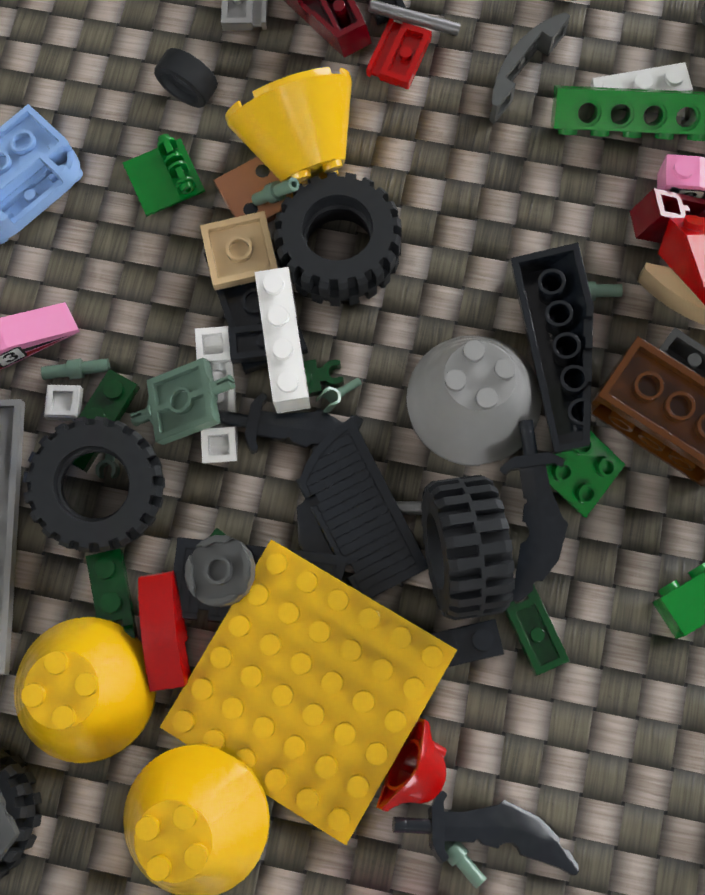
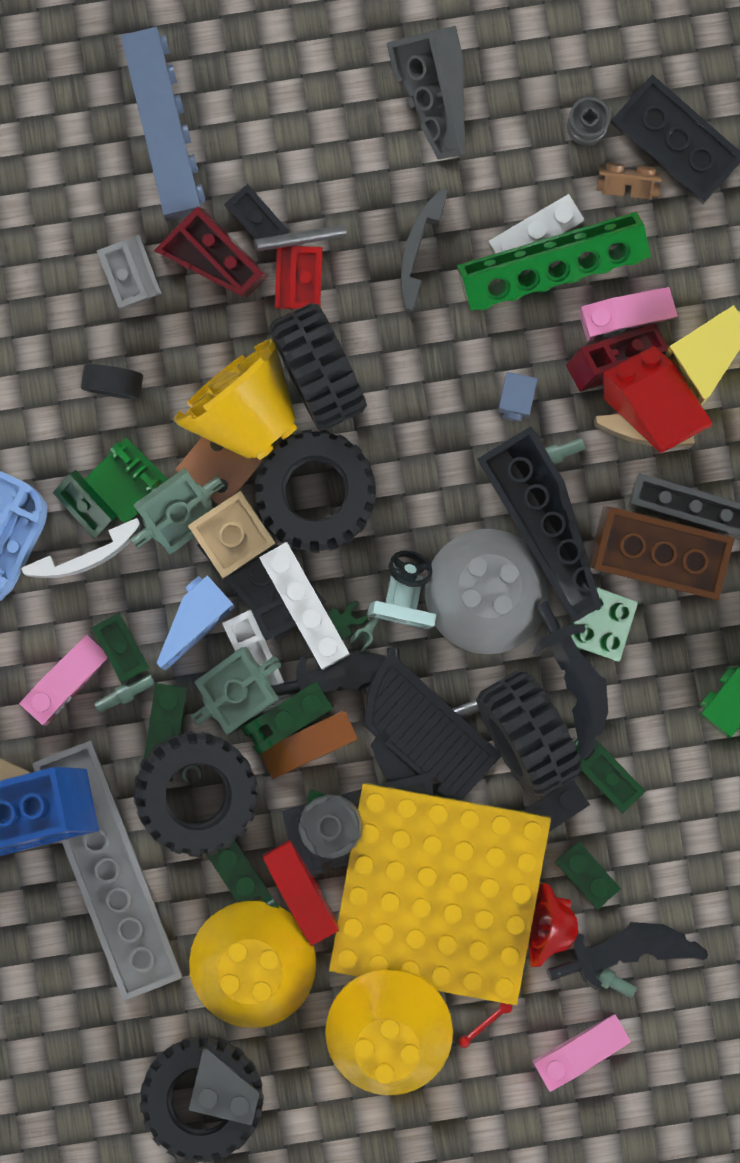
camera: 25 degrees left, 10 degrees up
(63, 402) = (126, 727): white tile -> none
(89, 323) = (120, 648): none -> dark green plate
(115, 181) = (85, 504): none -> dark green plate
(135, 223) = (121, 538): none -> white slope
(164, 318) = (197, 615): none -> light blue slope
(191, 205) = (172, 508): none -> sand green plate
(223, 445) = (288, 717): none -> dark green plate
(235, 482) = (309, 744): none -> dark orange slope
(274, 863) = (464, 1041): none -> red hinge
(275, 191) = (243, 470): sand green bar -> none
(386, 114) = (318, 366): none -> black tyre
(388, 370) = (404, 593): none -> light aqua piece
(475, 730) = (587, 875): none -> dark green plate
(571, 221) = (517, 396): none -> sand blue brick

